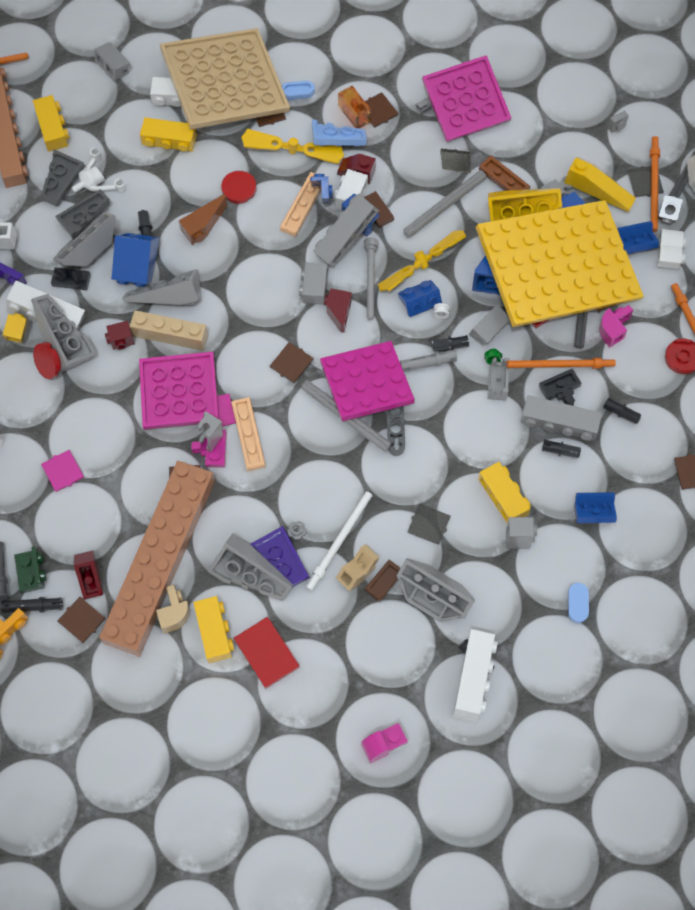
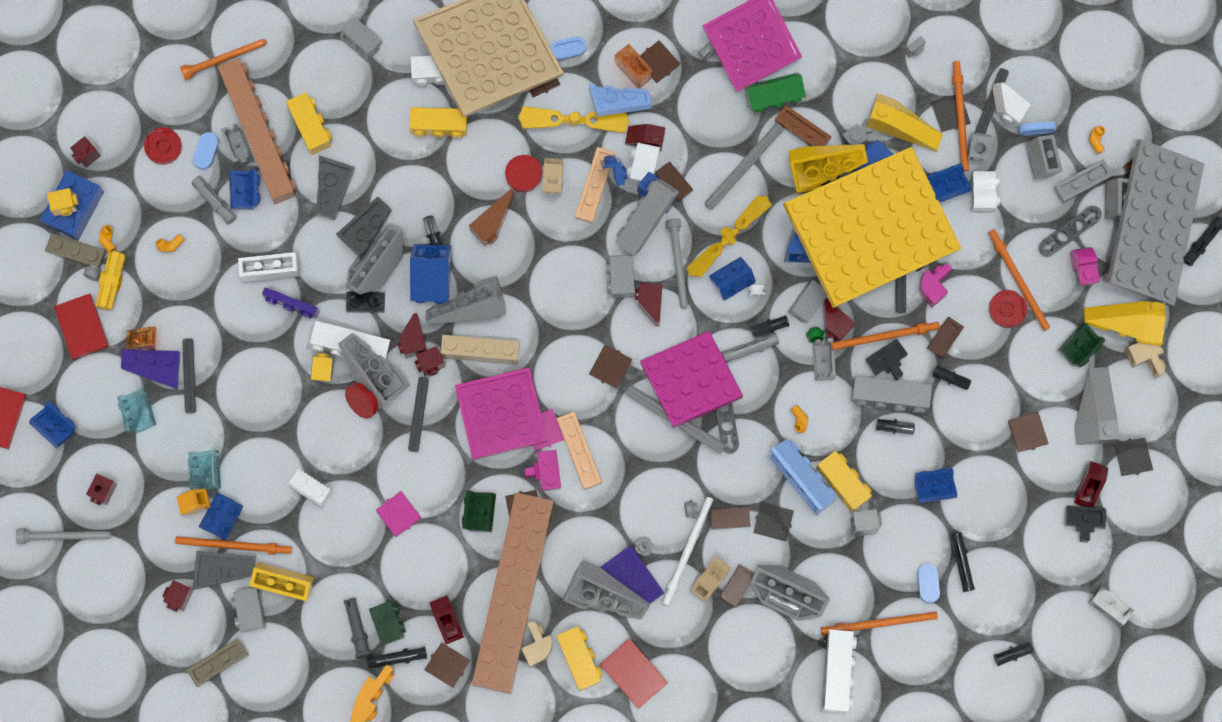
camera: 10 degrees left, 10 degrees up
(91, 177) = (365, 183): white piece -> none
(99, 382) = (418, 414): none -> dark grey axle
(106, 312) = (412, 338): none -> dark red slope
(139, 476) = (478, 511): none -> dark green bracket
(212, 430) = (545, 457): light grey hinge -> none
(265, 190) = (553, 176): none -> tan brick
(348, 500) = (690, 509): none -> light grey plate
(386, 514) = (730, 518): none -> reddish brown tile
(455, 160) = (750, 118): clear smoke piece -> none
(462, 482) = (801, 476): none -> light blue slope
(470, 431) = (801, 419): none -> light orange arm
(484, 142) = (775, 92): none -> green brick
(515, 345) = (836, 322): none -> dark red slope
(532, 634) = (881, 622): none -> orange bar
(614, 577) = (962, 562): none -> black pin
(619, 374) = (945, 337): none -> reddish brown tile
(658, 683) = (1013, 653): none -> black axle

